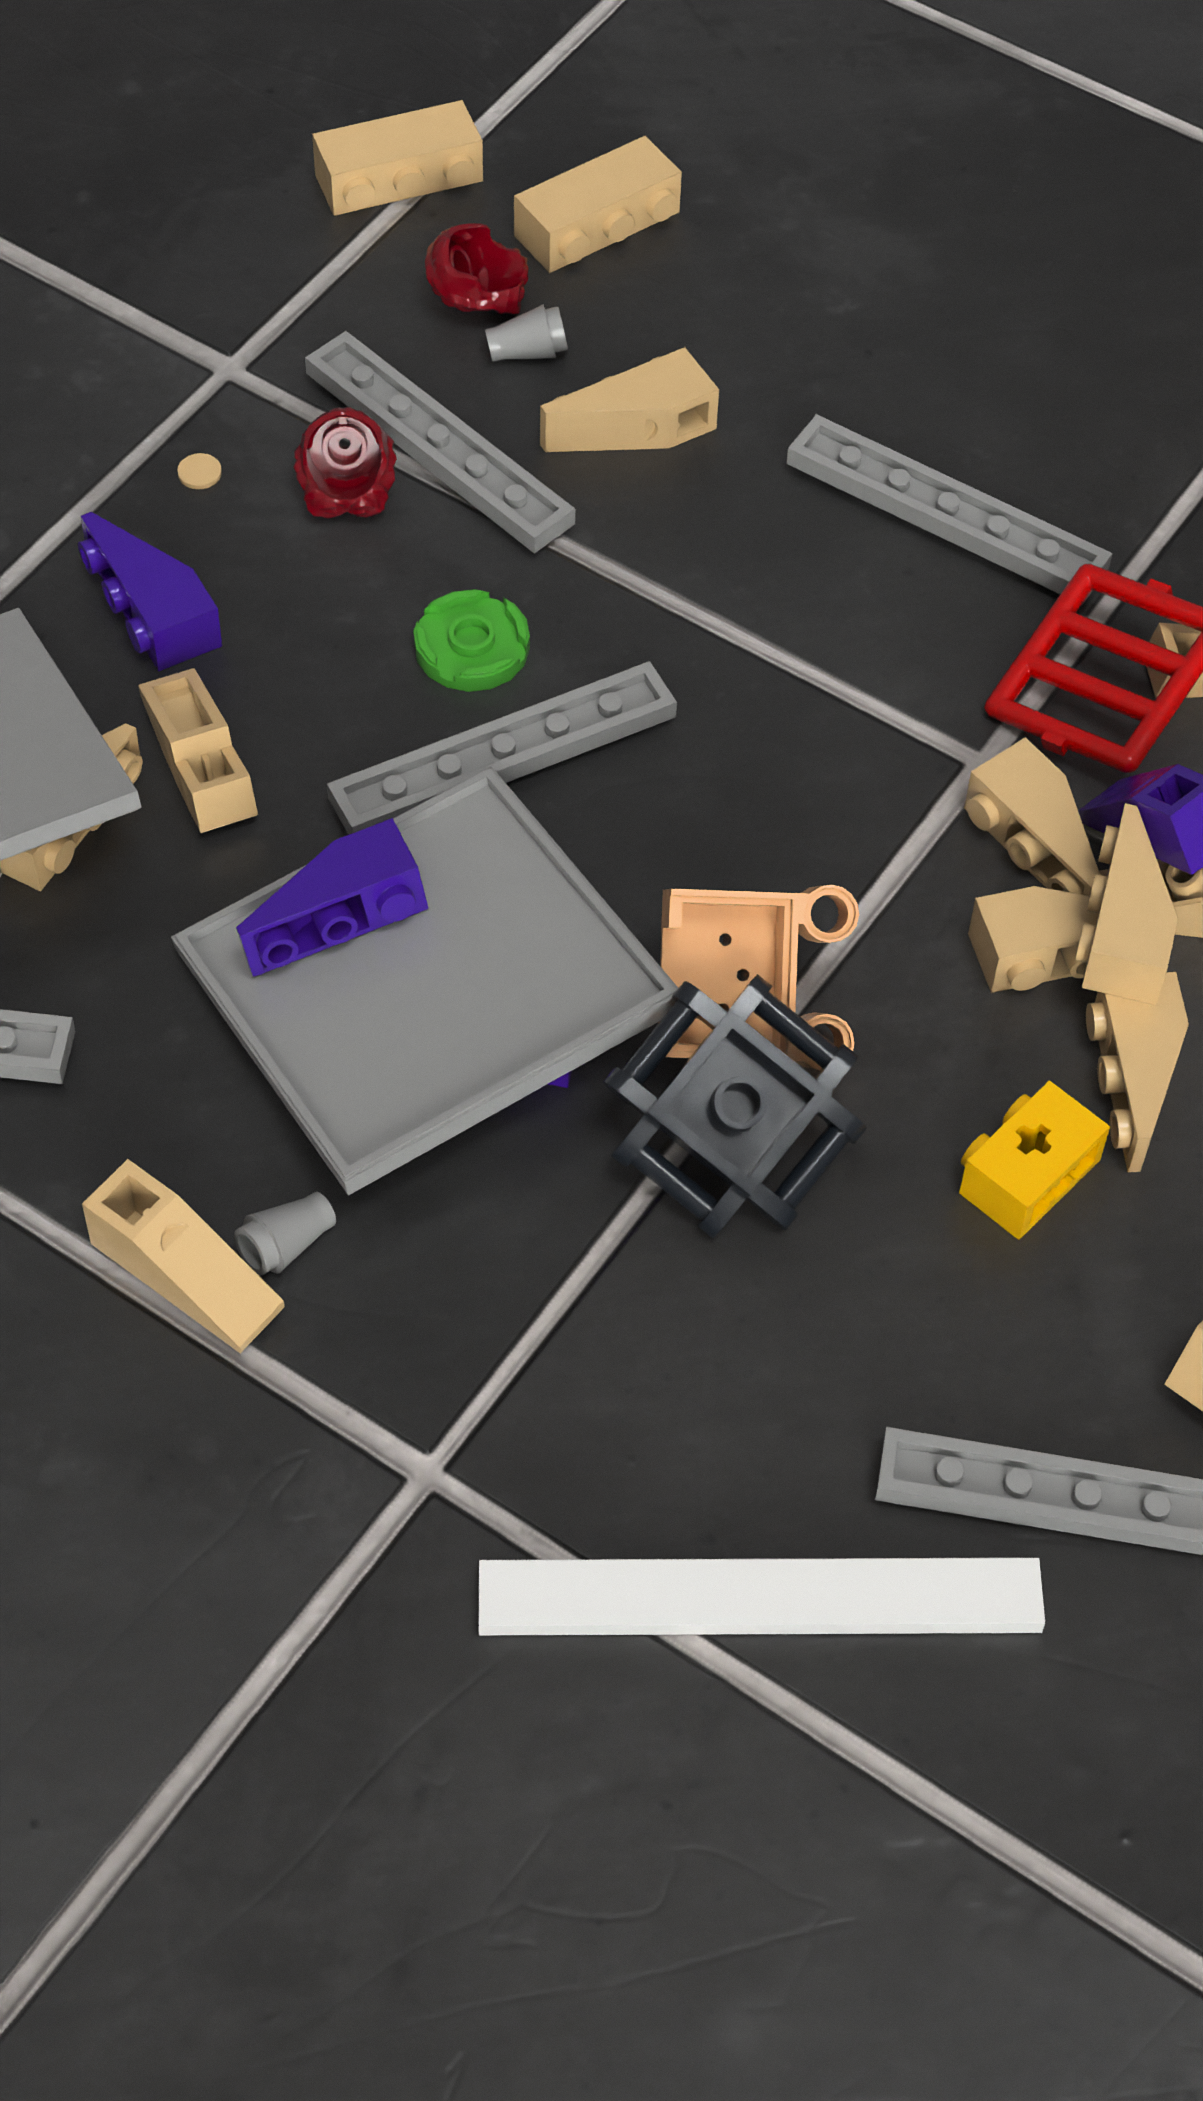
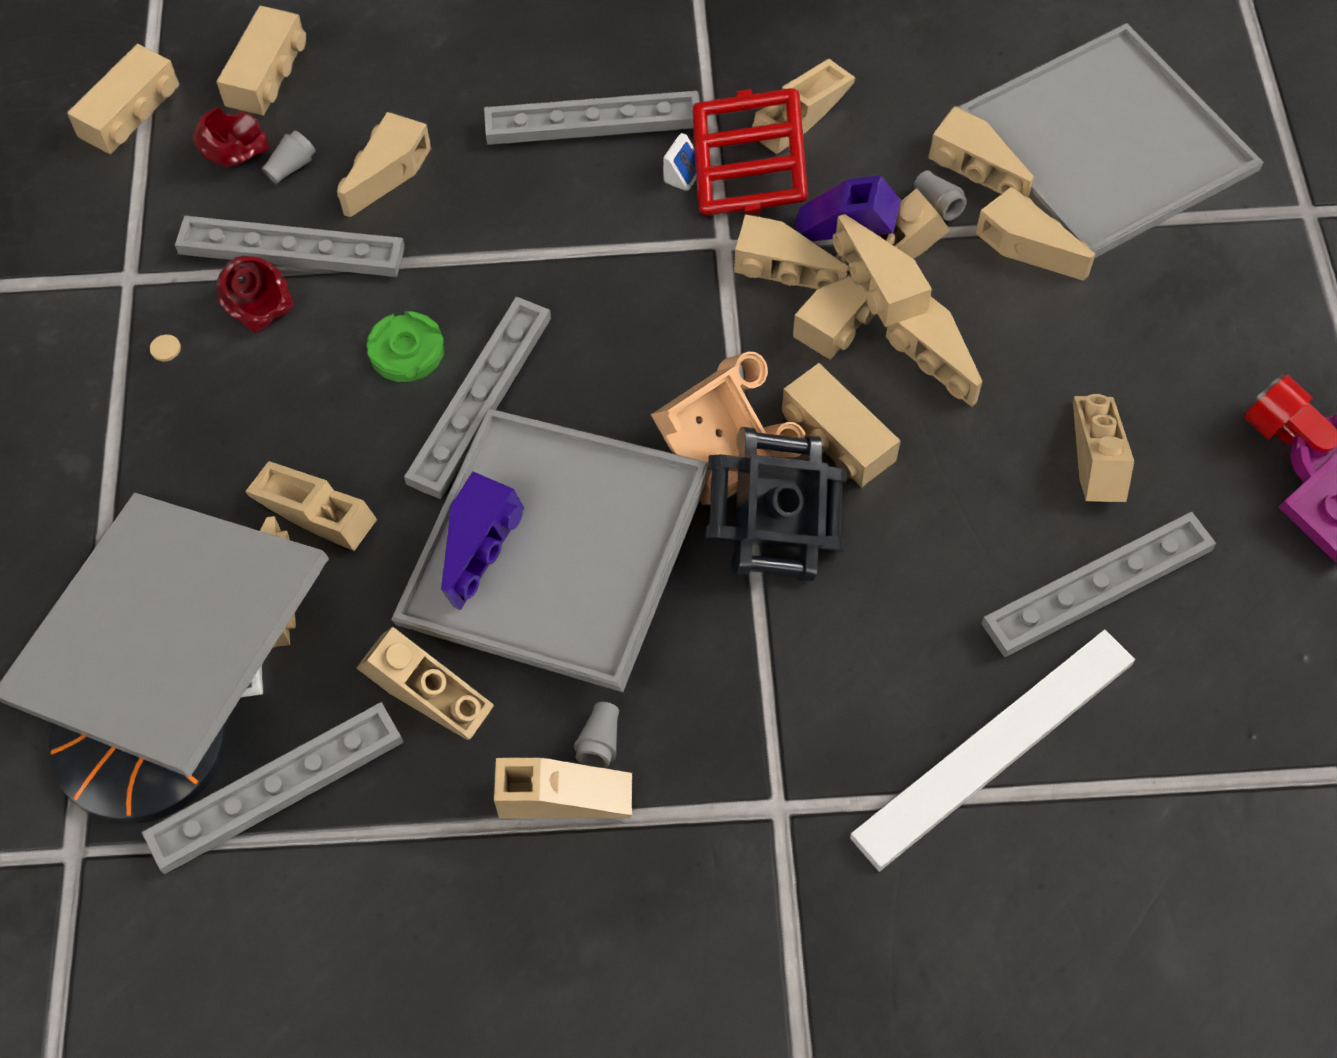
camera: 35 degrees left, 5 degrees up
(140, 1032) = (424, 683): none -> tan slope
(159, 596) = (210, 433): dark purple slope -> none
(916, 1074) = (845, 425): none -> tan brick
(1007, 627) = (680, 164): none -> slope
(1032, 1158) = (931, 431): yellow brick -> none

